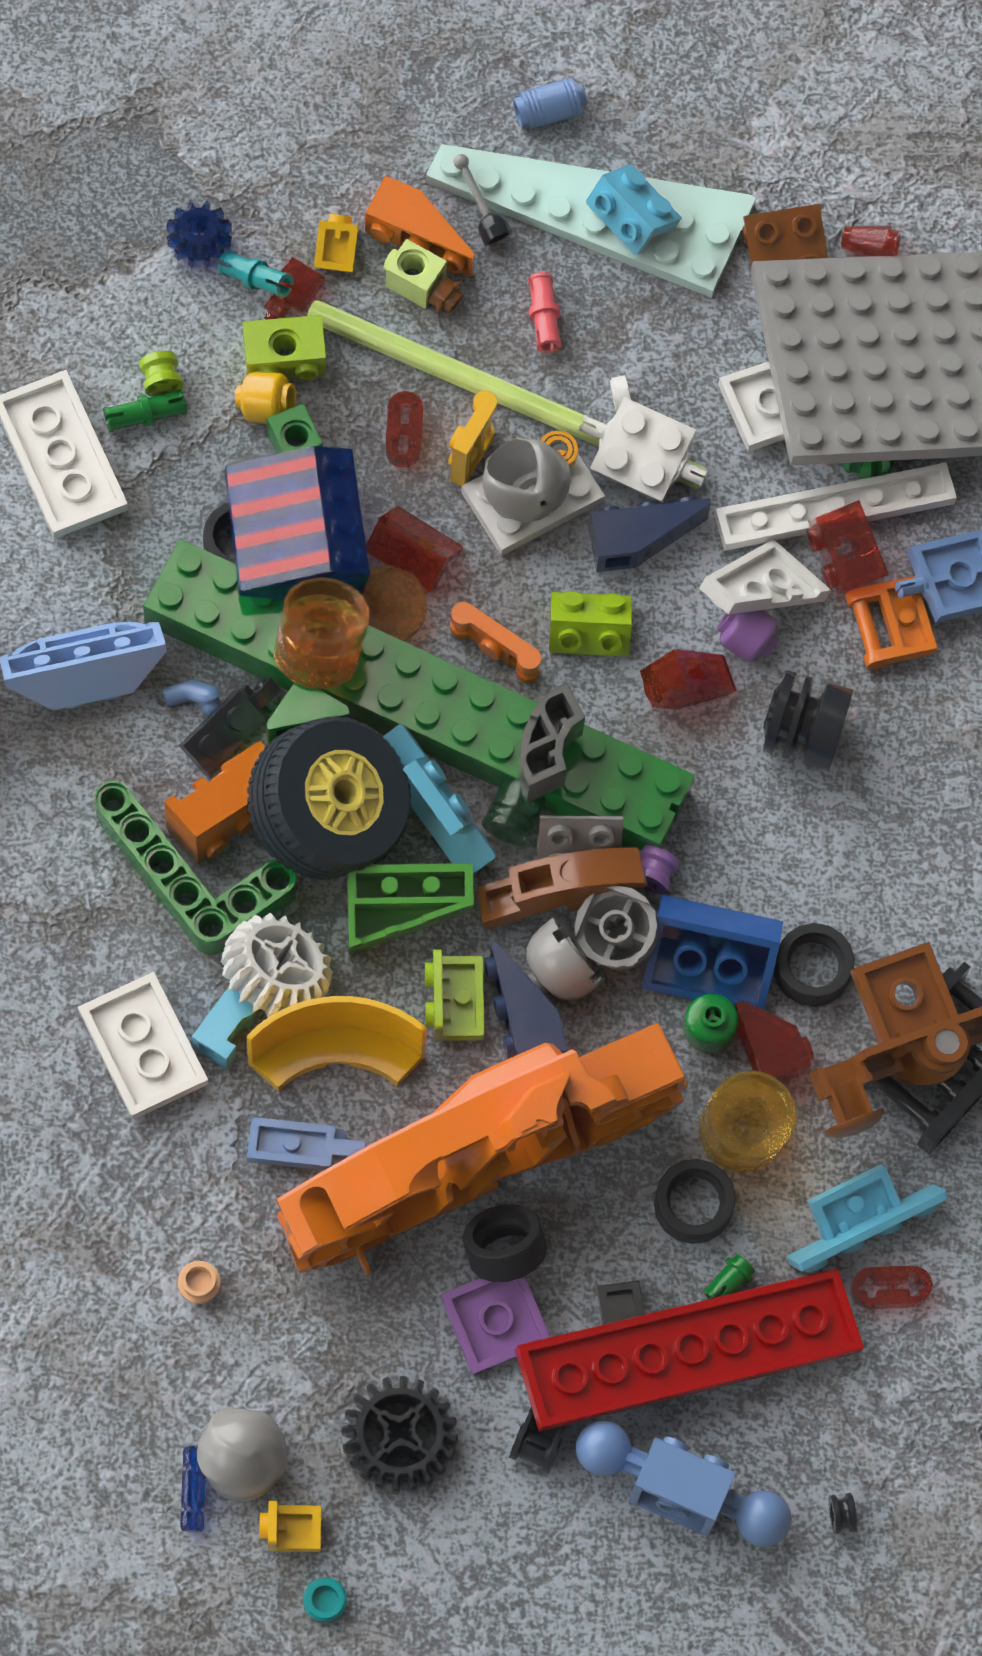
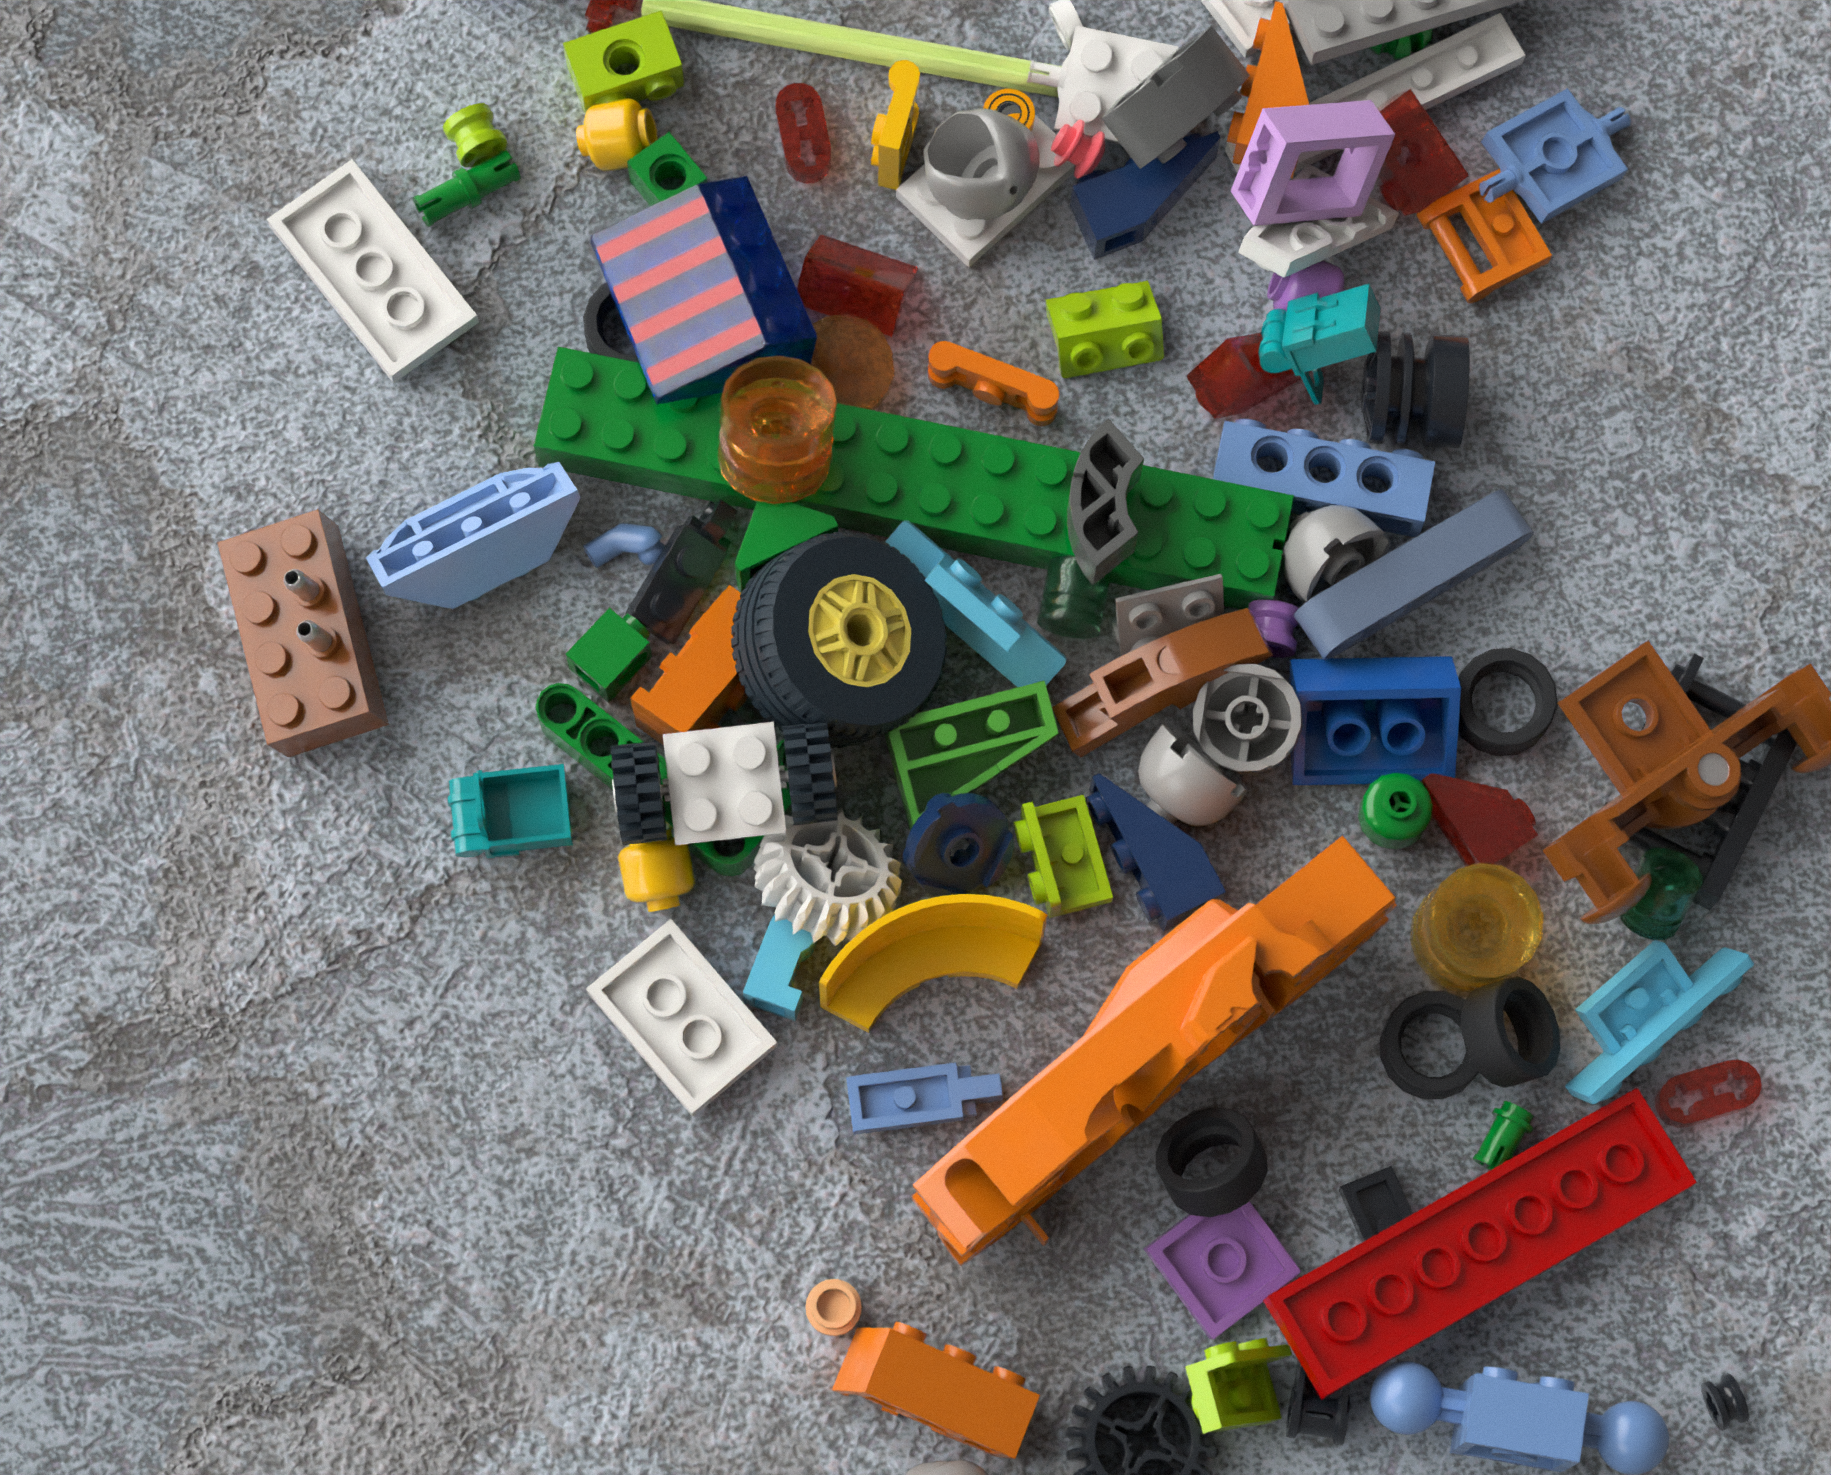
camera: 10 degrees left, 5 degrees up
(57, 866) = (510, 811): none -> teal piece
(152, 934) = (656, 872): none -> yellow head
(160, 770) = (610, 653): none -> green brick
(216, 879) = (723, 783): none -> plate
(260, 1357) = (938, 1388): none -> orange wedge
(378, 947) = (940, 827): none -> dark blue plate
(479, 1407) = (1235, 1385): none -> lime bracket
(603, 486) = (1078, 148): none -> coral wheel
(682, 466) = (1176, 98): none -> dark grey brick
(713, 825) = (1328, 548): none -> light grey cylinder
(732, 788) = (1404, 471): none -> medium blue brick
(733, 1209) = (1487, 1038): none -> black tyre
(743, 662) = (1320, 334): none -> teal piece
(754, 506) = (1282, 133): none -> lavender window
(756, 494) = (1271, 83): none -> orange slope
(770, 854) = (1413, 574): none -> sand blue beam
(894, 1133) = (1668, 897): none -> clear green piece

